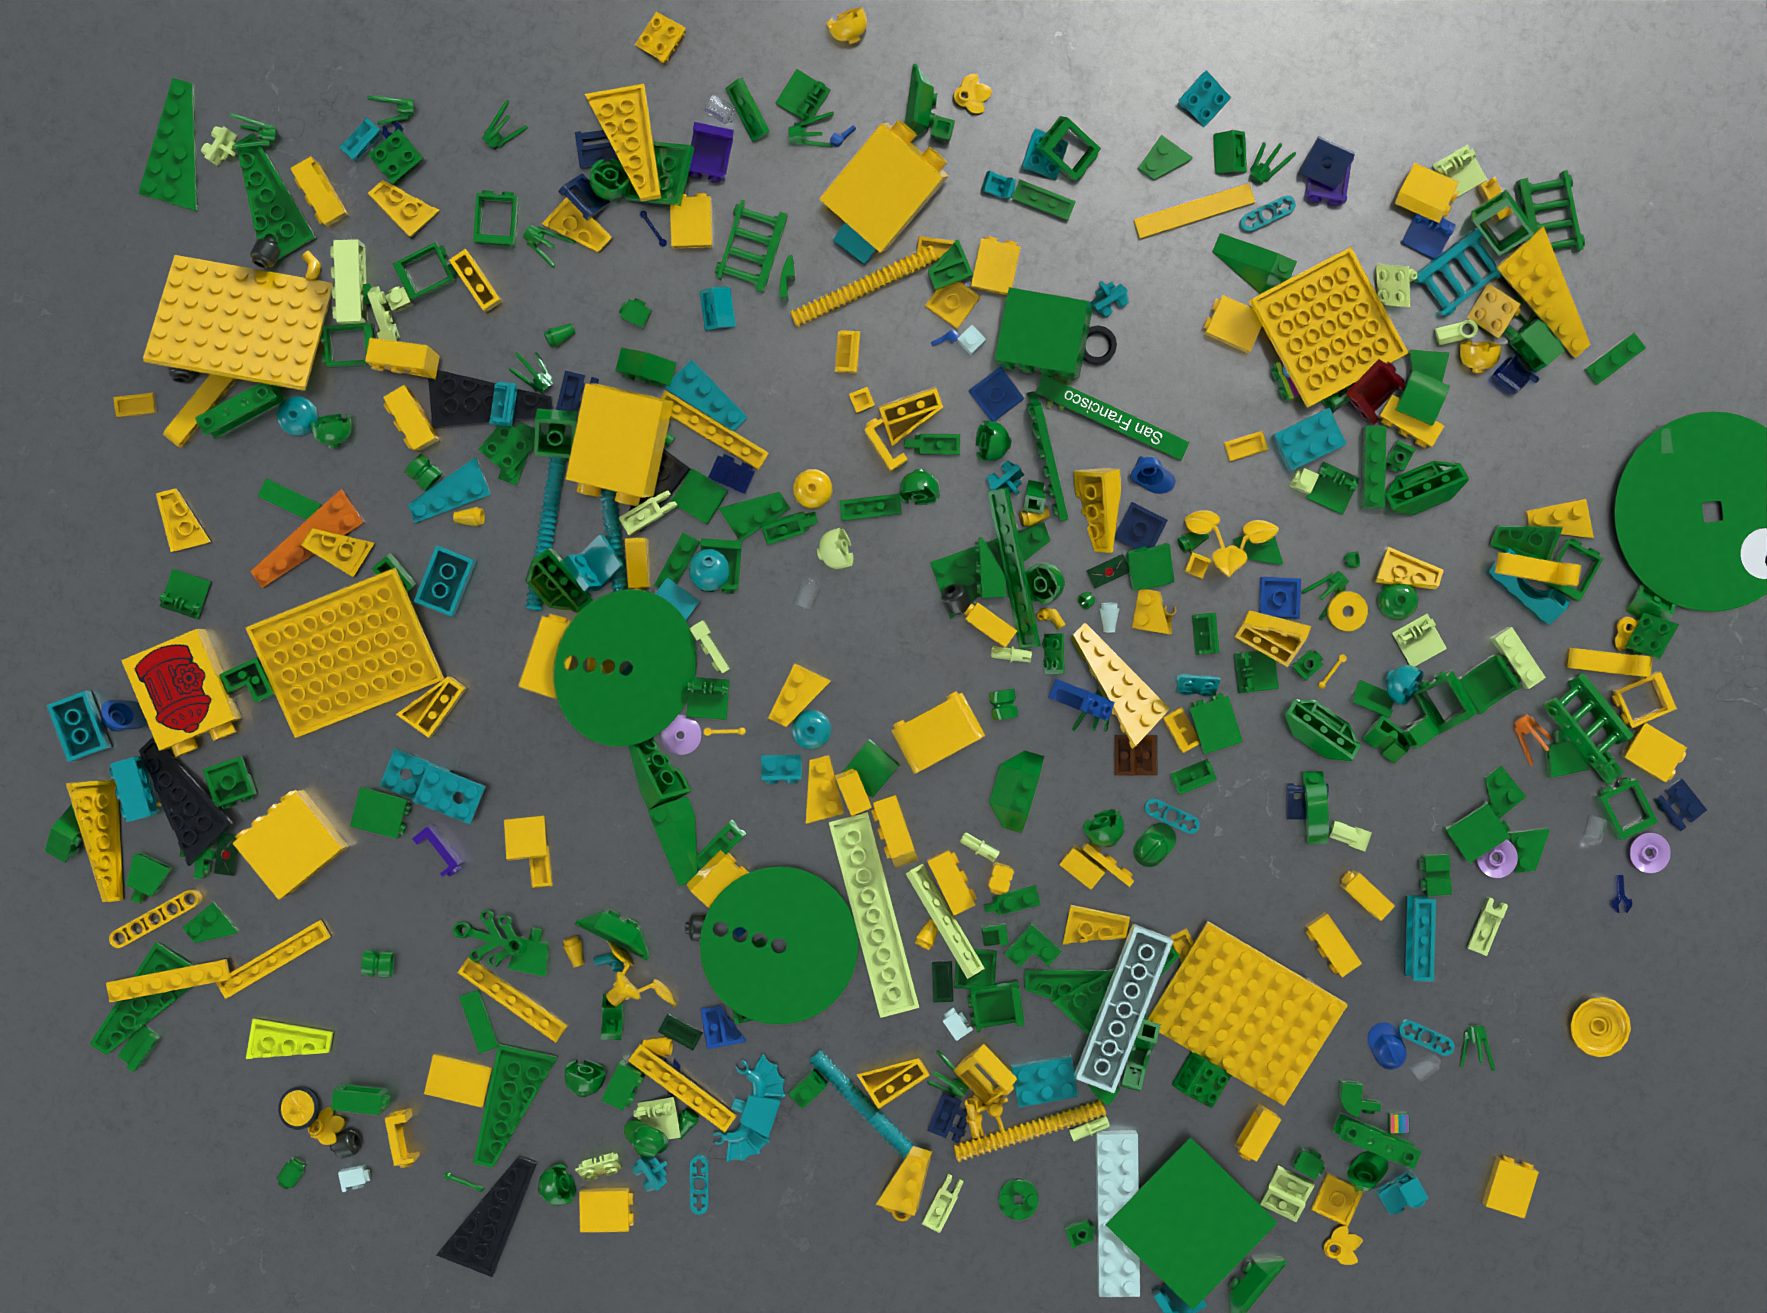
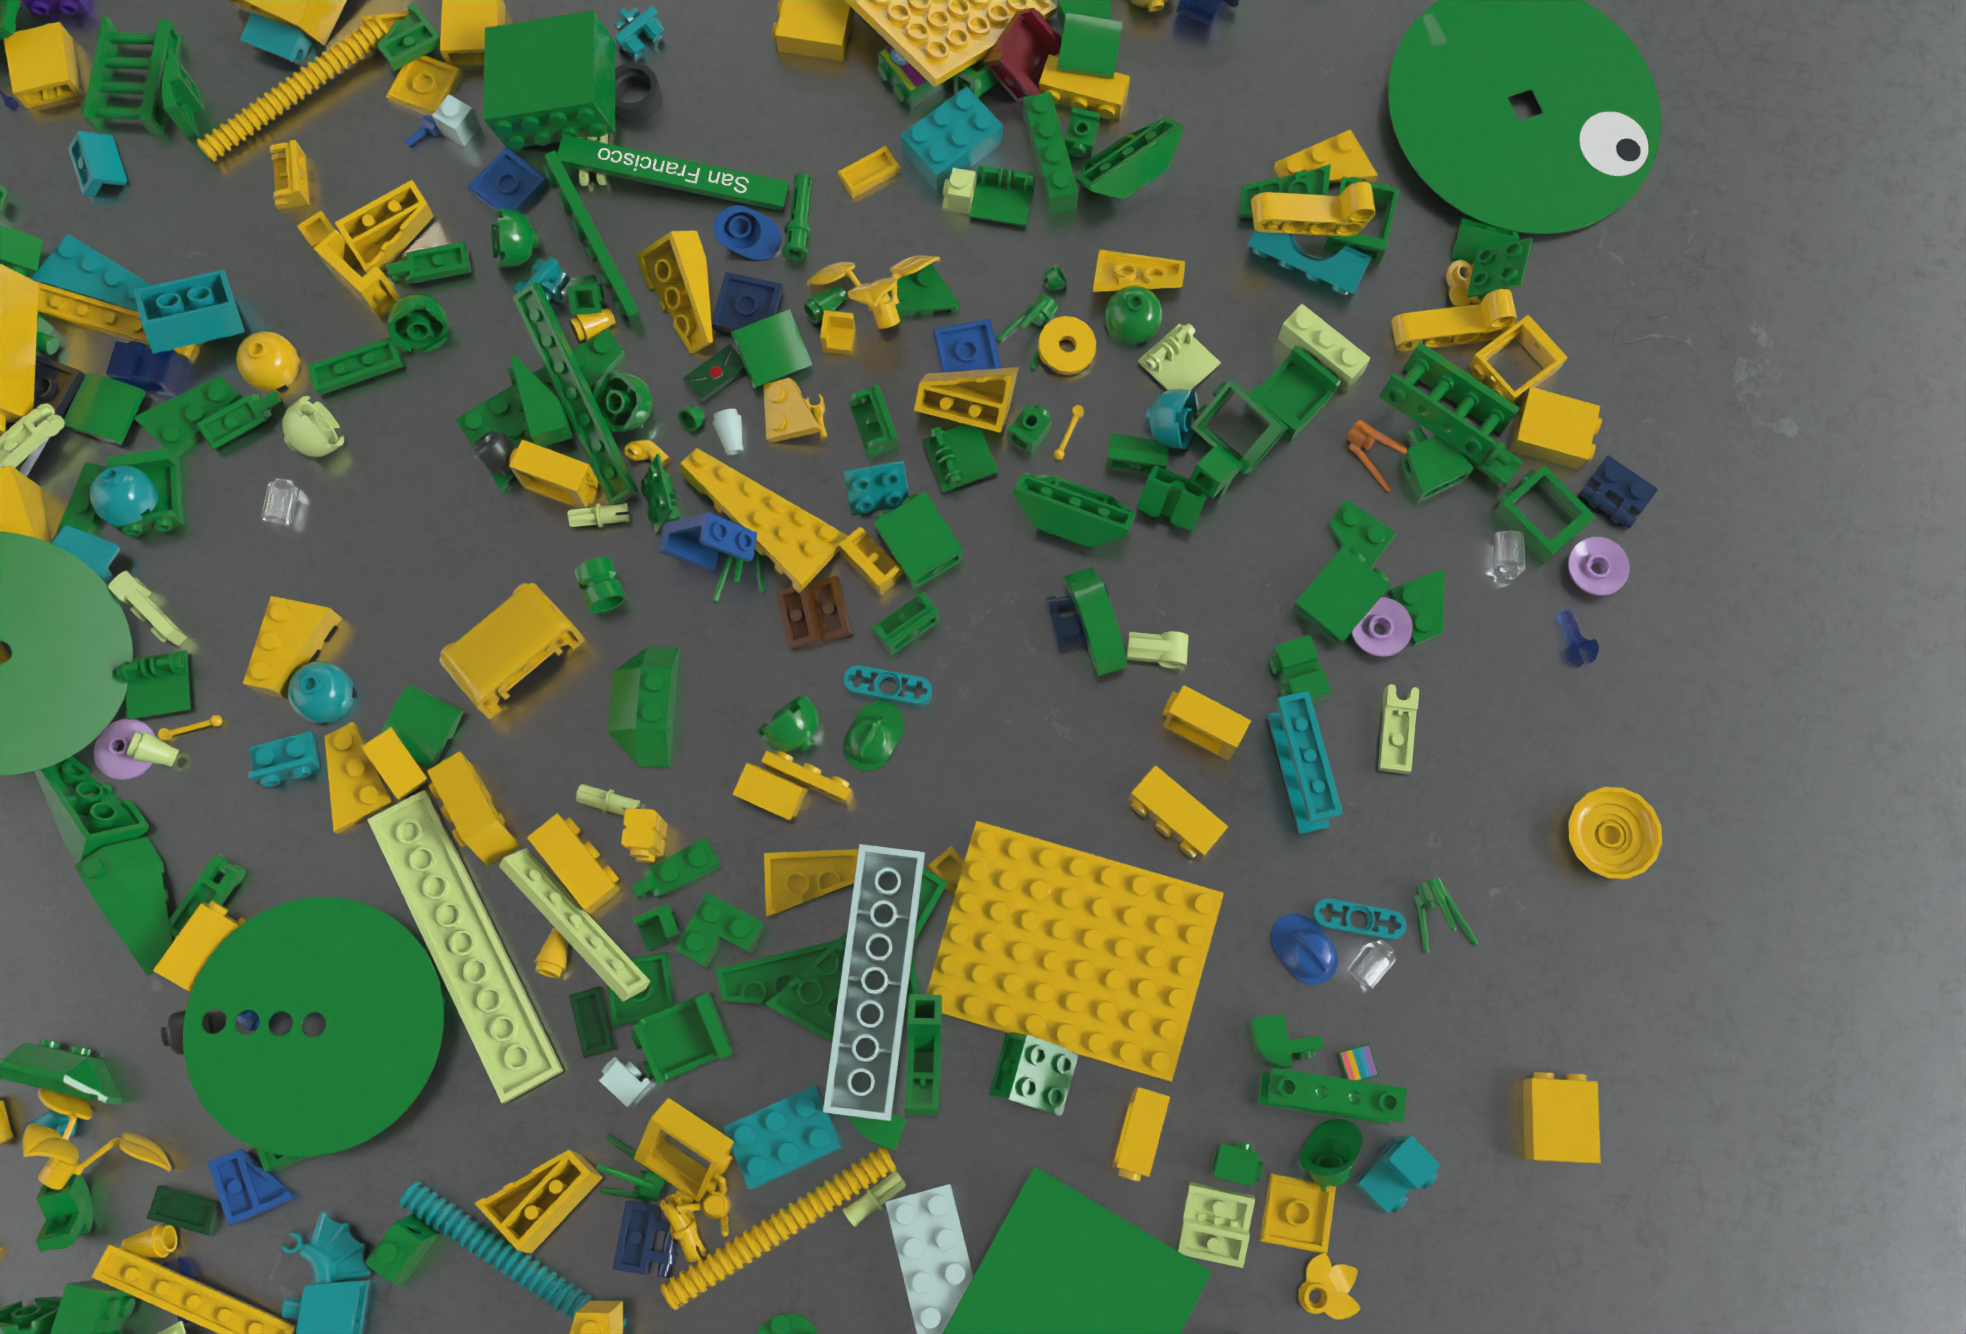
camera: 15 degrees left, 15 degrees down
(699, 742) = (151, 750): none -> yellowish green cone
(770, 447) = (188, 311): none -> teal brick
(1187, 479) = (797, 228): none -> green pin

